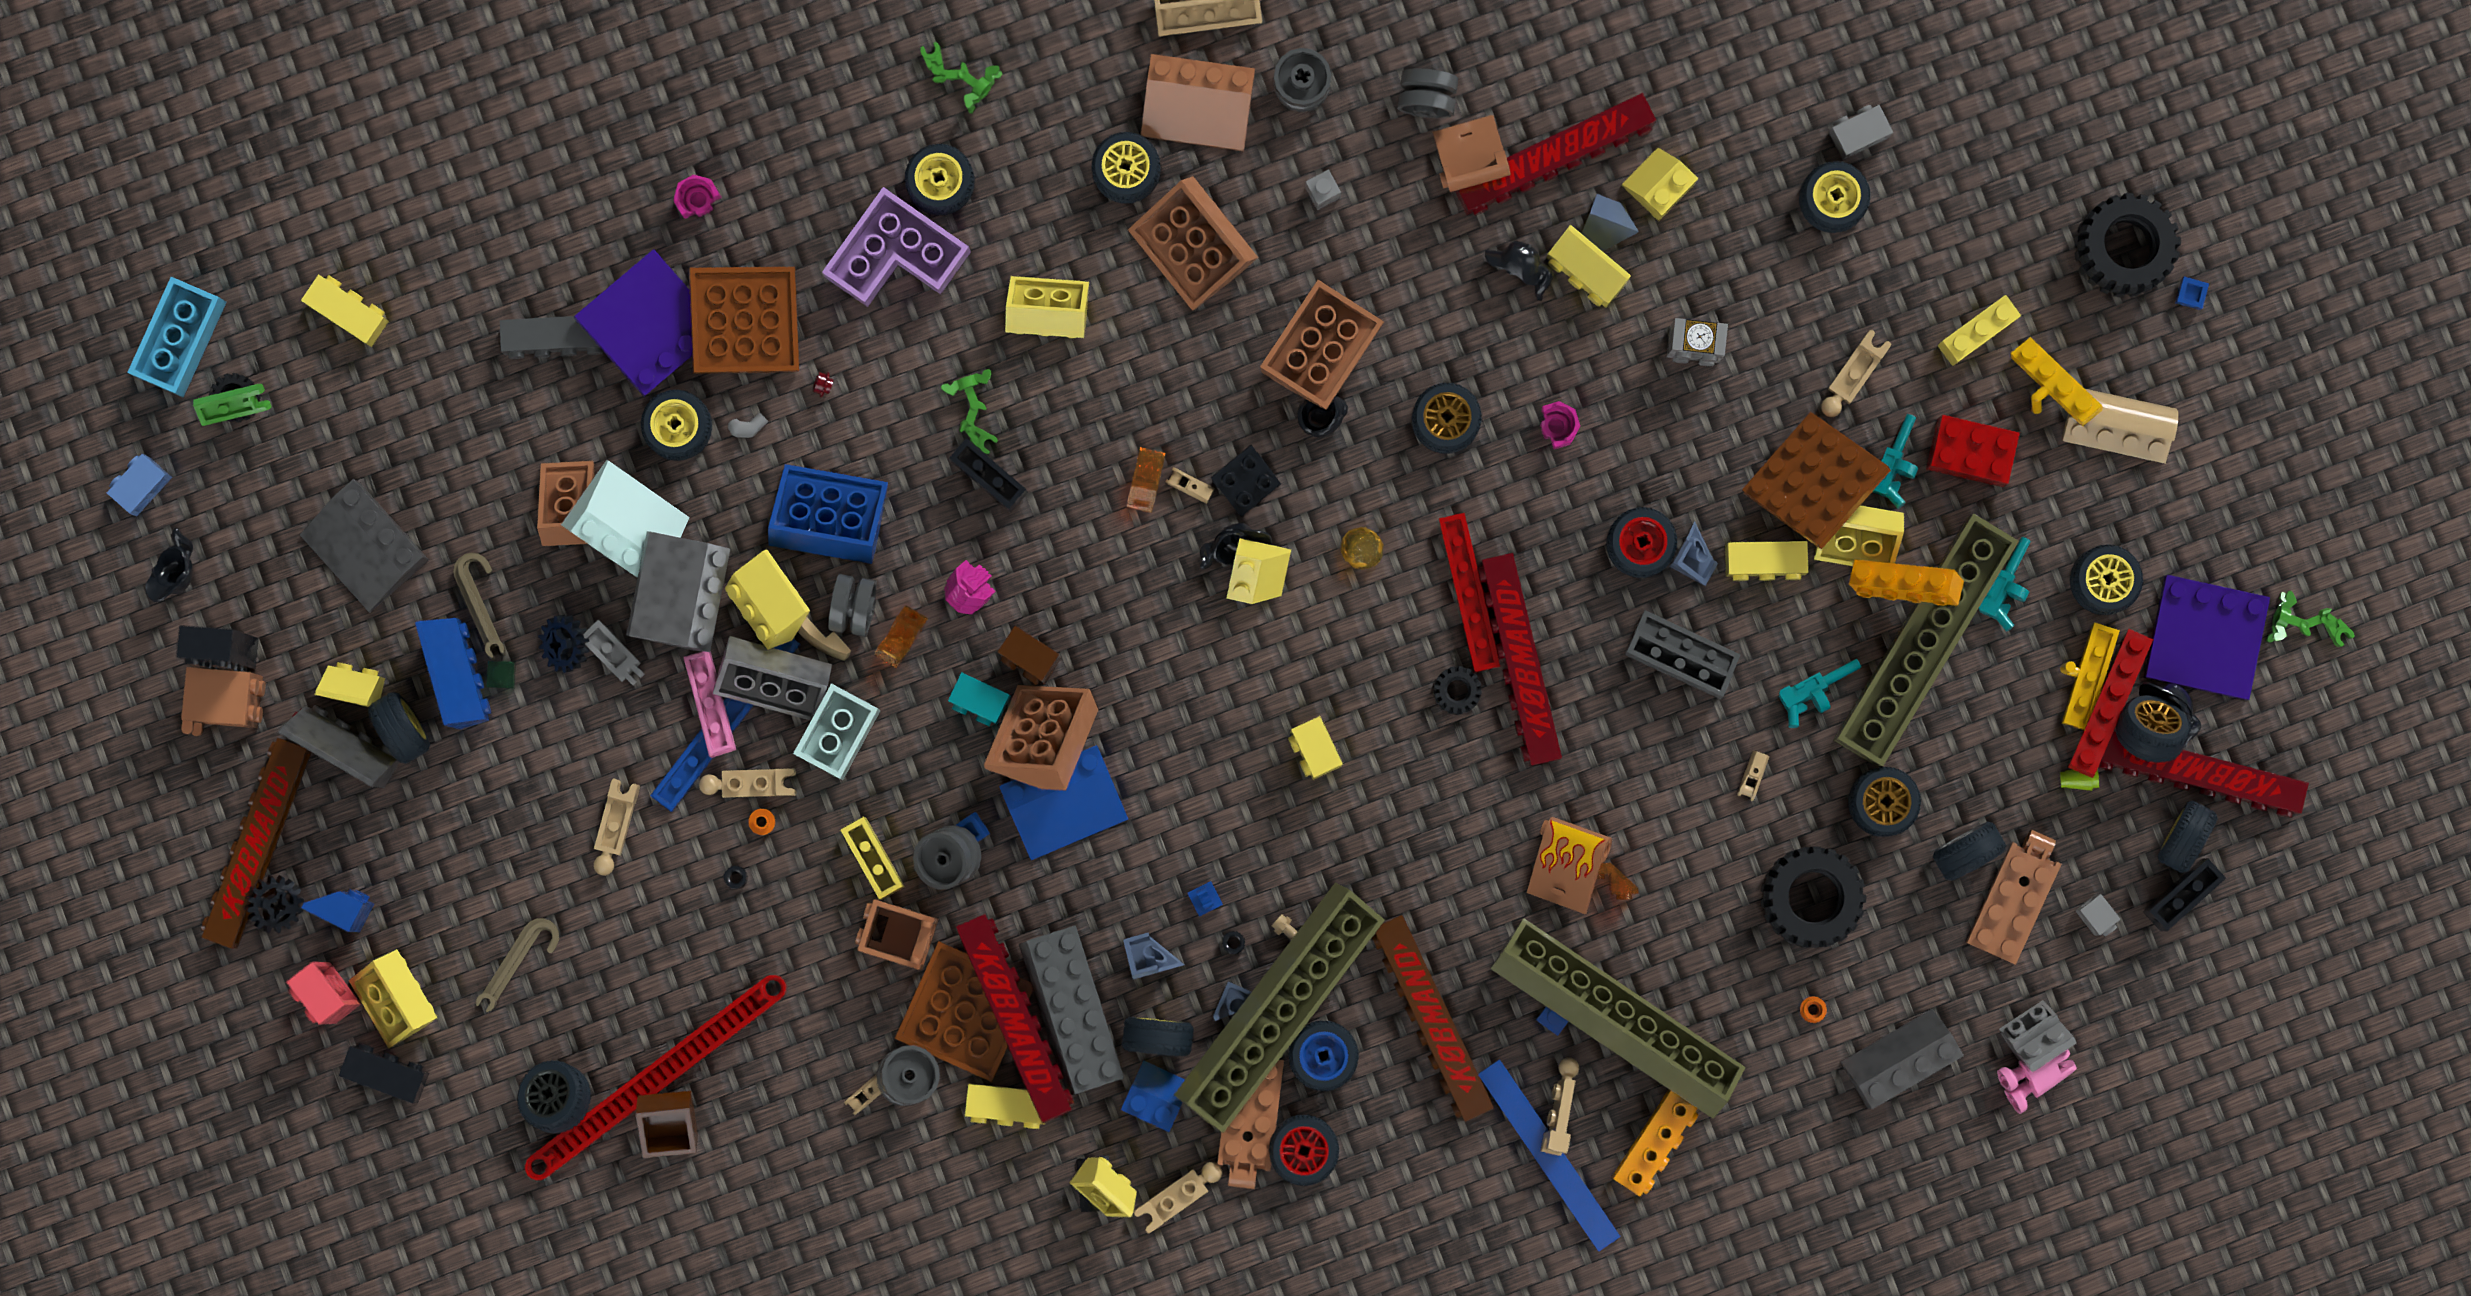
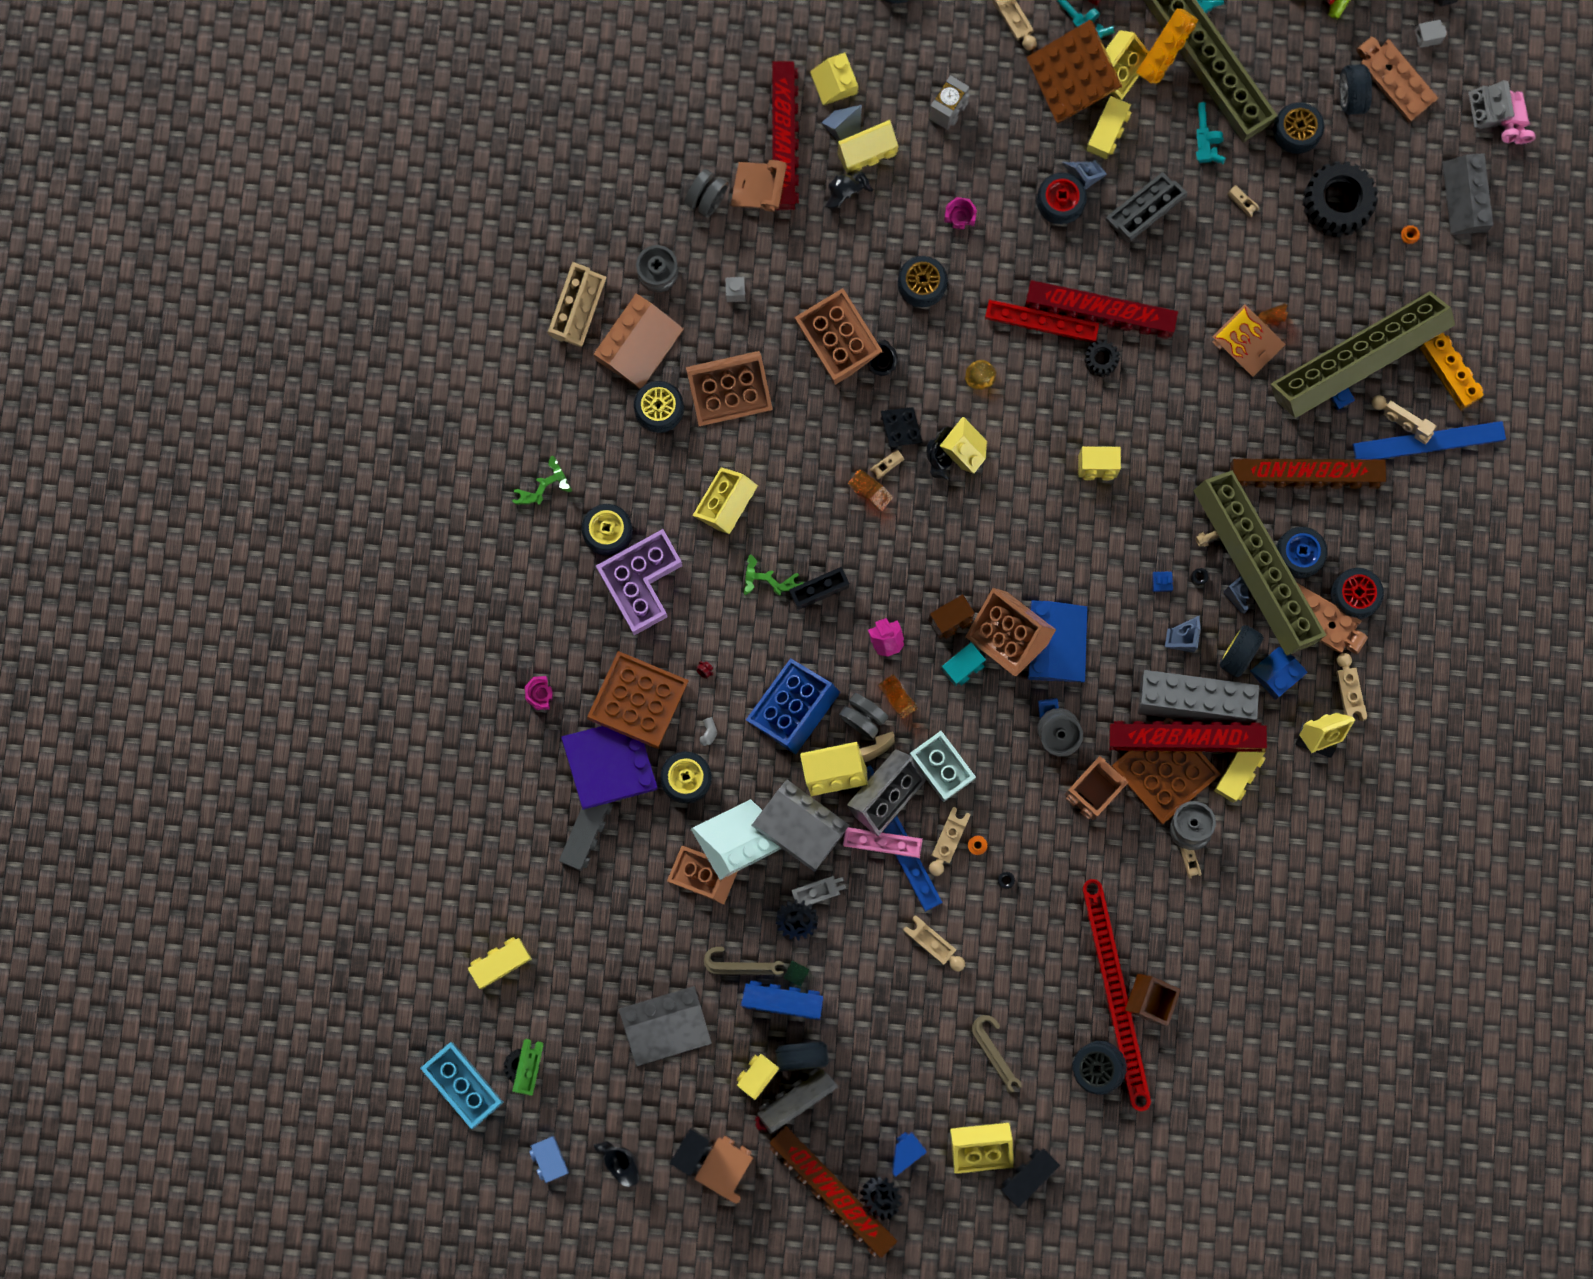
camera: 65 degrees left, 5 degrees down
(323, 993) = (959, 1189): coral brick -> none
(872, 858) = (1037, 782): light yellow brick -> none

